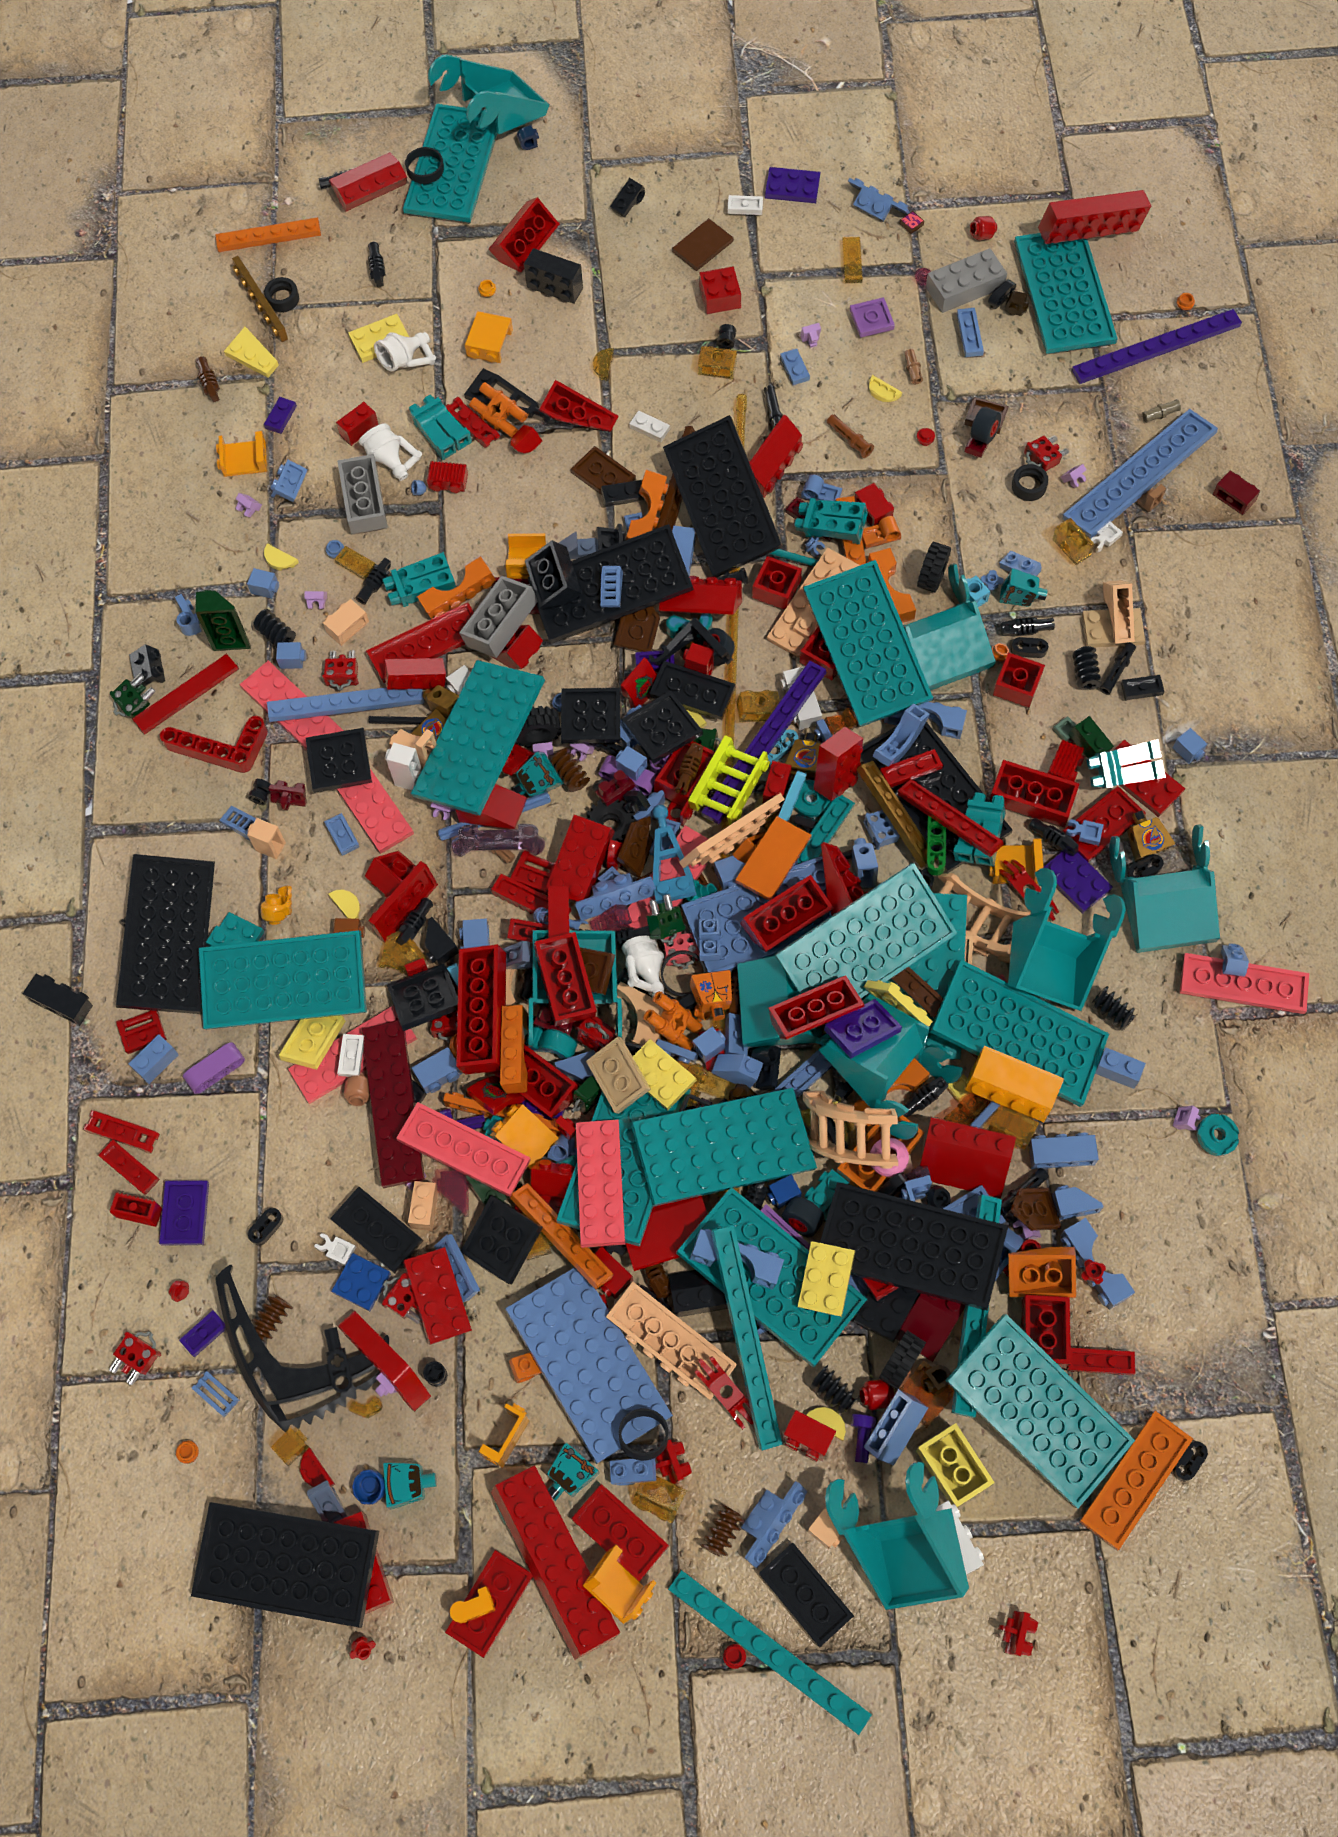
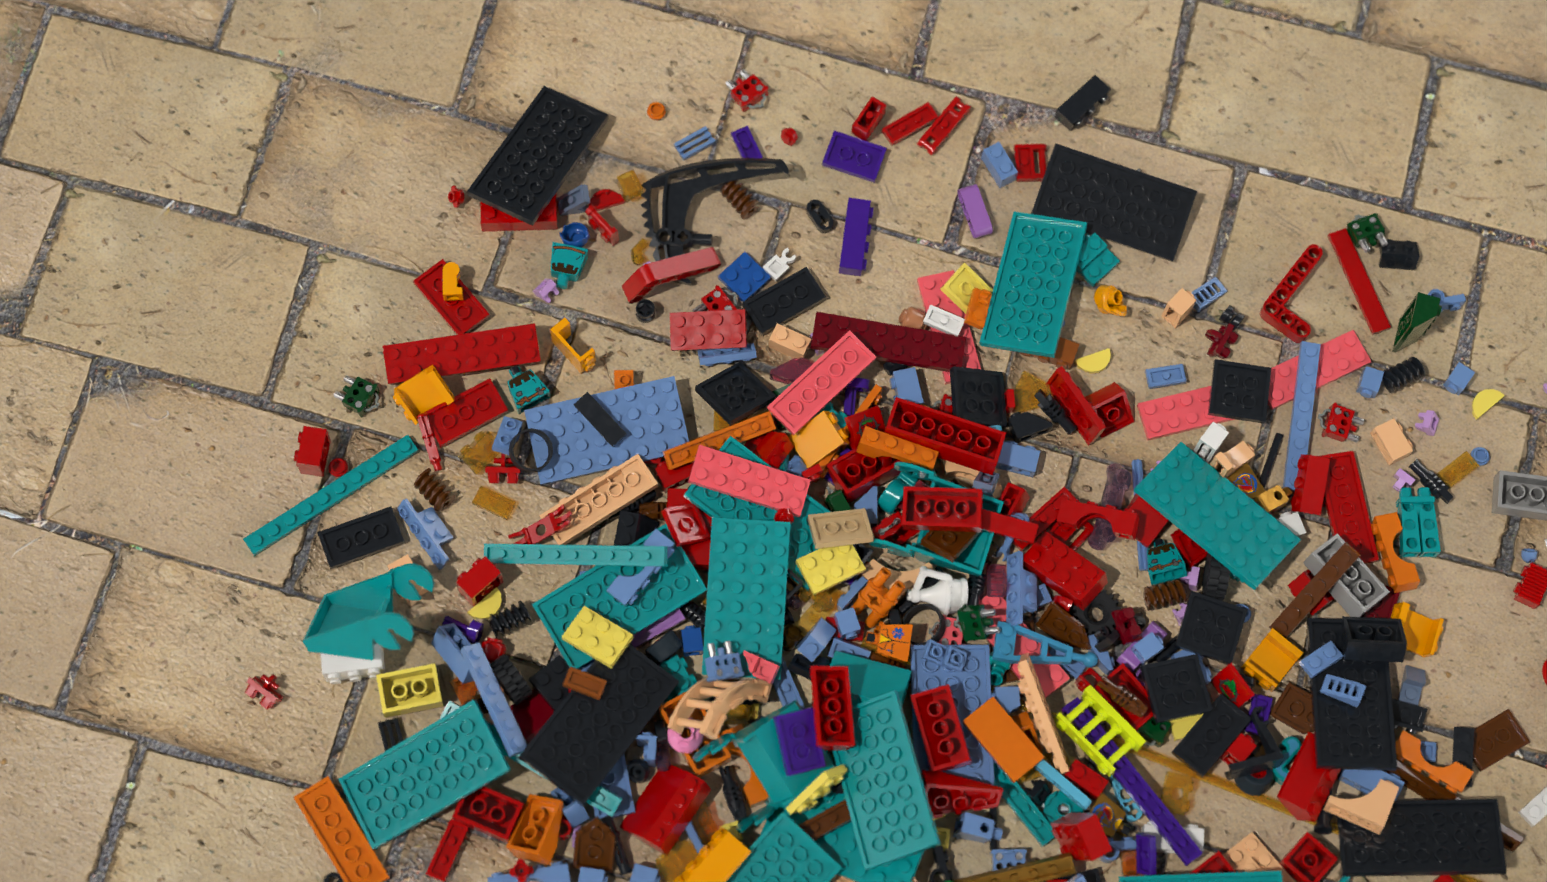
camera: 100 degrees right, 5 degrees up
(279, 1179) = (854, 237): none -> dark purple brick
(326, 1025) = (978, 308): none -> orange plate
(355, 1450) = (596, 221): none -> red plate
(381, 603) = (1402, 479): none -> lavender tile
(443, 1497) = (544, 288): none -> lavender tile
(517, 815) = (1074, 514): none -> red arch
(523, 635) = (1315, 590): none -> reddish brown plate
(581, 1371) = (600, 419): none -> black tile
(587, 614) = (1320, 659): none -> medium blue plate
(597, 665) = (1271, 660): none -> light orange panel
(626, 1134) = (784, 515): none -> red plate
(645, 1658) = (366, 395): none -> dark green piece
(668, 1559) = (429, 441): none -> piece
(671, 1230) = (686, 524): none -> red plate
(710, 1460) = (493, 503): none -> clear yellow plate
(712, 537) = (1367, 811): none -> light nougat arch
(731, 1690) = (313, 451): none -> red brick
(790, 1106) = (761, 668): none -> coral slope
(805, 1140) = (723, 666): none -> medium blue piece
(829, 709) = (1146, 854): none -> dark purple plate
(882, 1271) = (584, 683): none -> dark orange tile
(936, 1361) = (494, 699): none -> medium blue plate
(999, 1487) = (388, 723): none -> black tile

